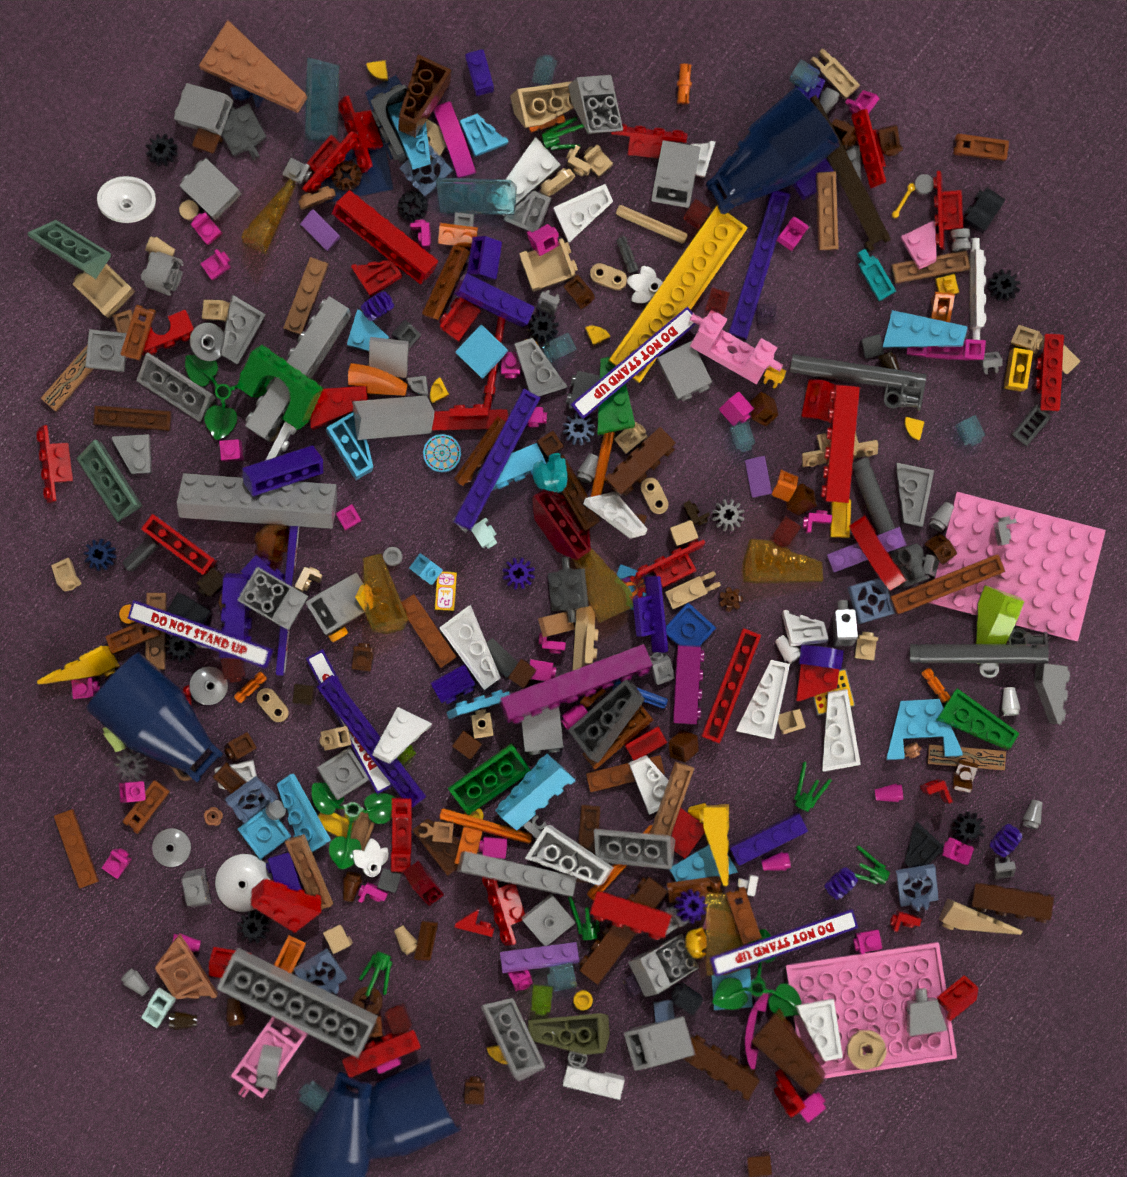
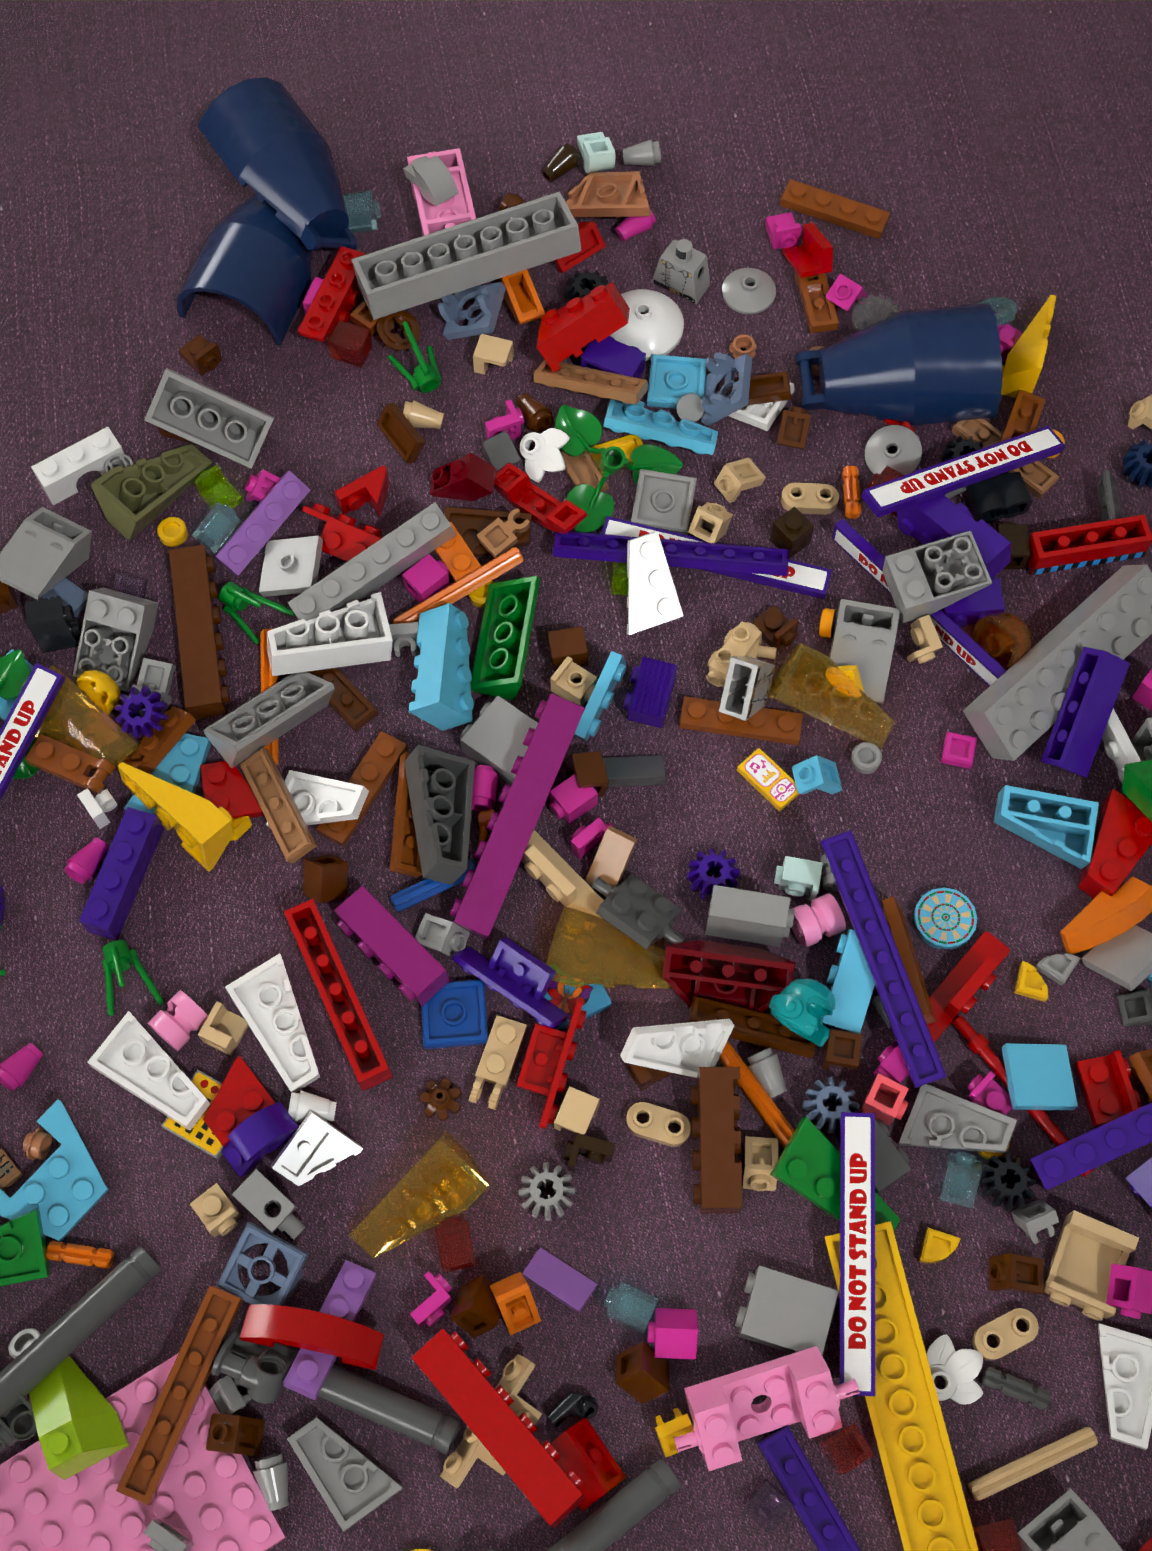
camera: 130 degrees right, 20 degrees down
(71, 714) = (1005, 309): none -> clear light blue gear
(124, 832) = (813, 256): none -> red panel
(294, 748) = (738, 477): none -> tan bracket
(393, 417) = (1045, 892): light grey slope -> none
(393, 661) = (740, 641): none -> tan brick
(406, 642) = (746, 681): none -> light grey torso
(468, 641) = (679, 748): white wing -> none
(498, 507) = (819, 919): none -> bright pink wheel
(526, 537) = (749, 916): none -> light grey brick
(556, 407) = (885, 1100): none -> coral brick
(631, 914) = (202, 641): red brick -> none
(646, 743) = (372, 840): red panel -> none
(801, 426) = (573, 1404): none -> black arm
(806, 743) = (178, 1020): none -> bright pink wheel
(840, 519) = (400, 1335): yellow tile -> none

